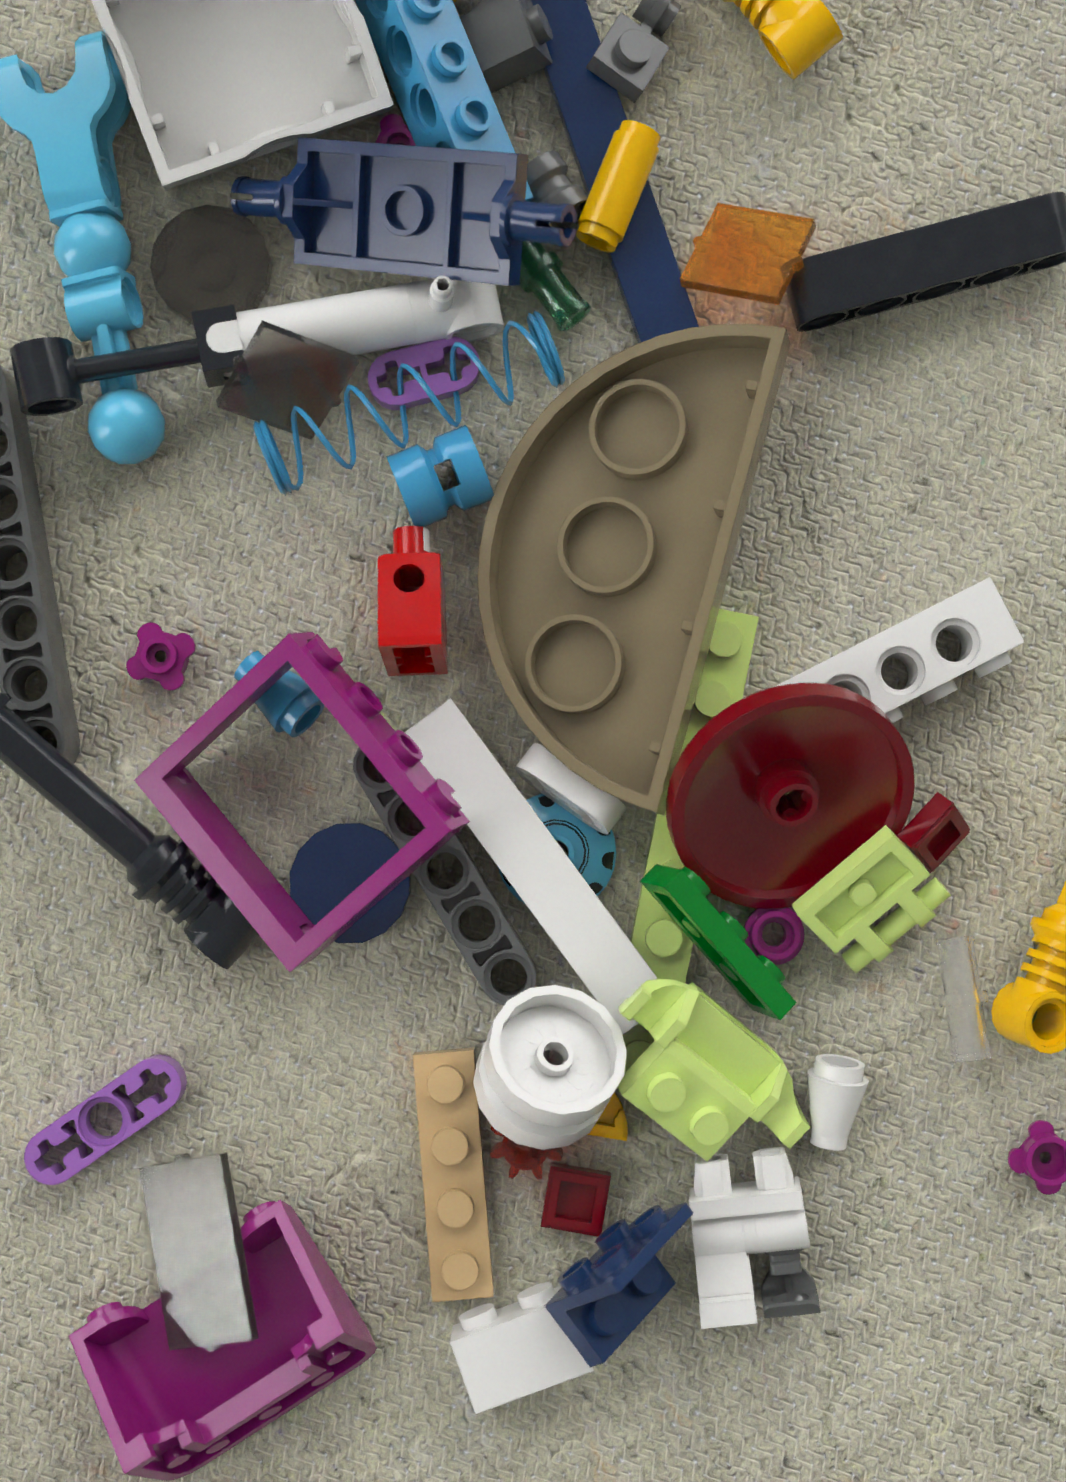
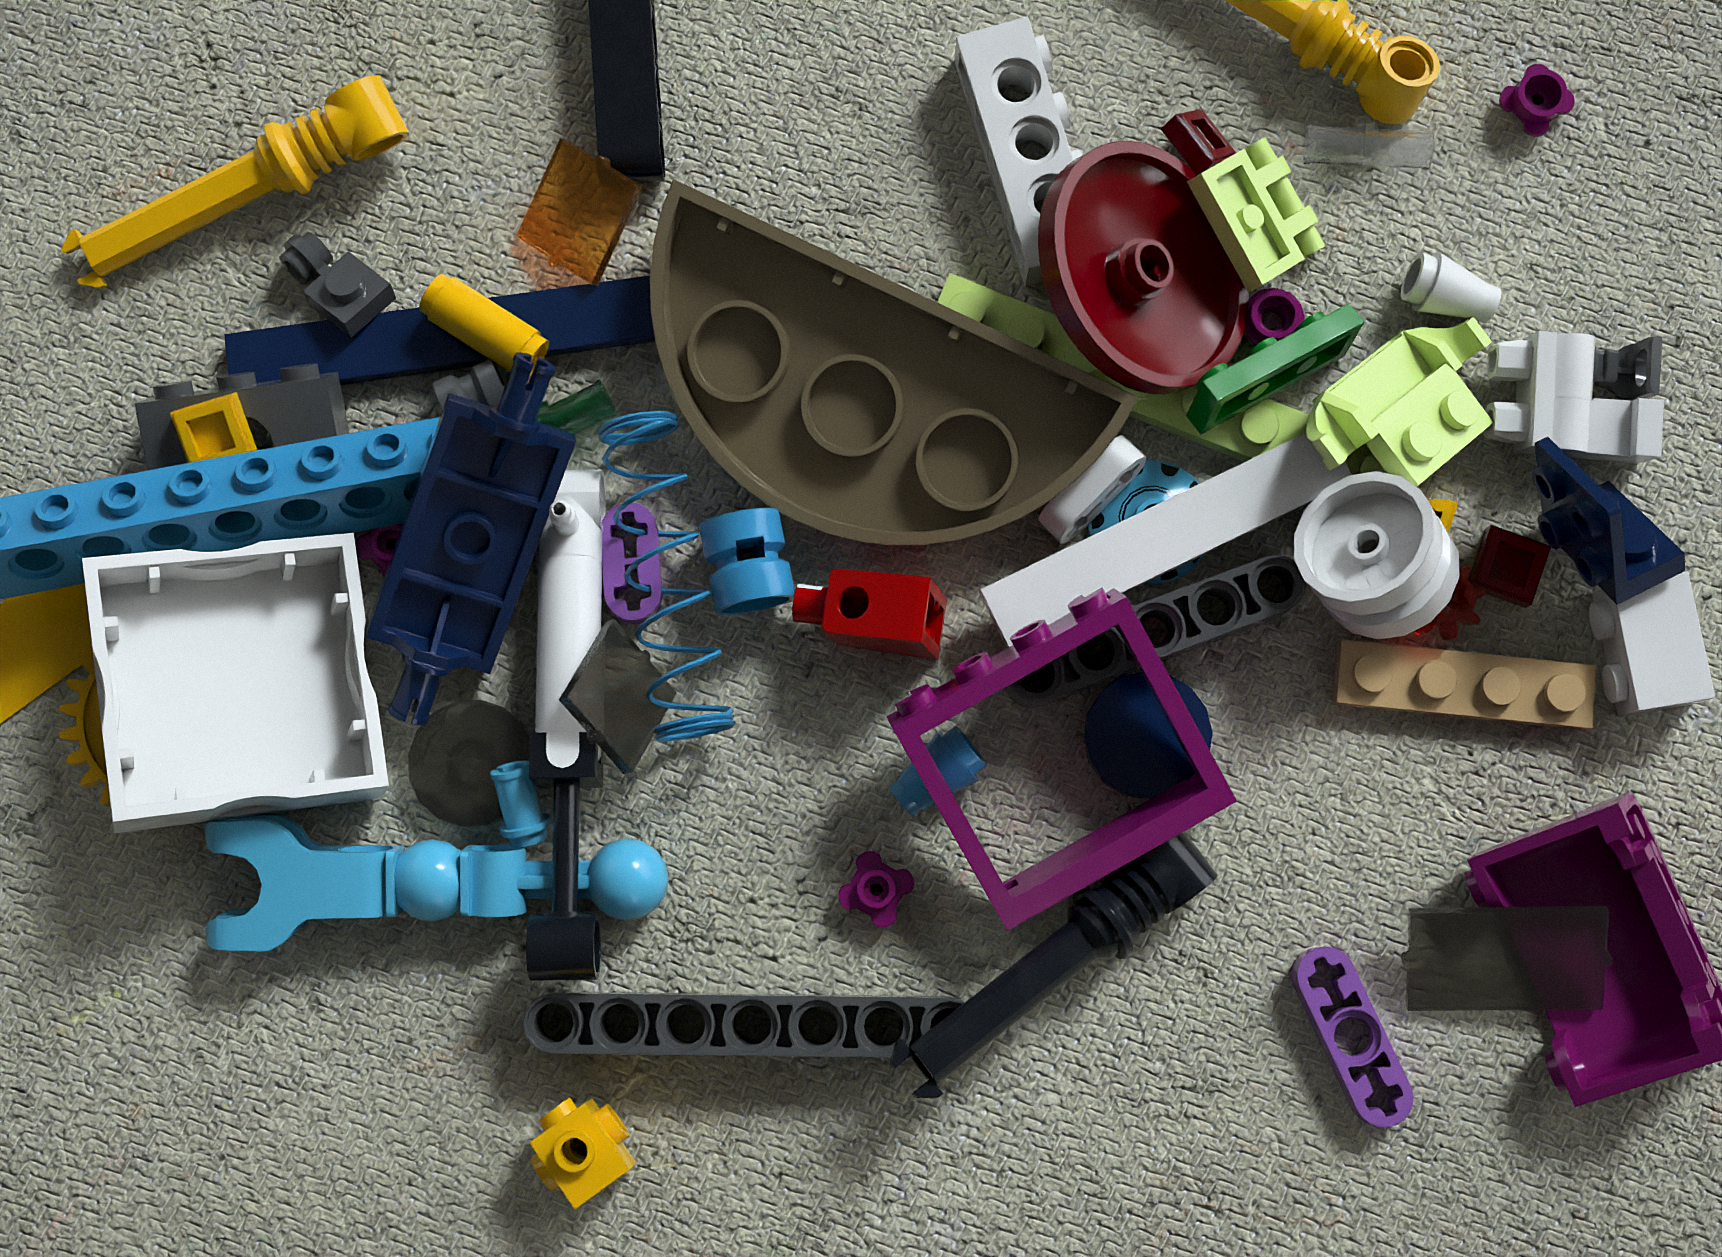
camera: 80 degrees left, 5 degrees down
(165, 319) = (519, 805): none -> medium azure pin

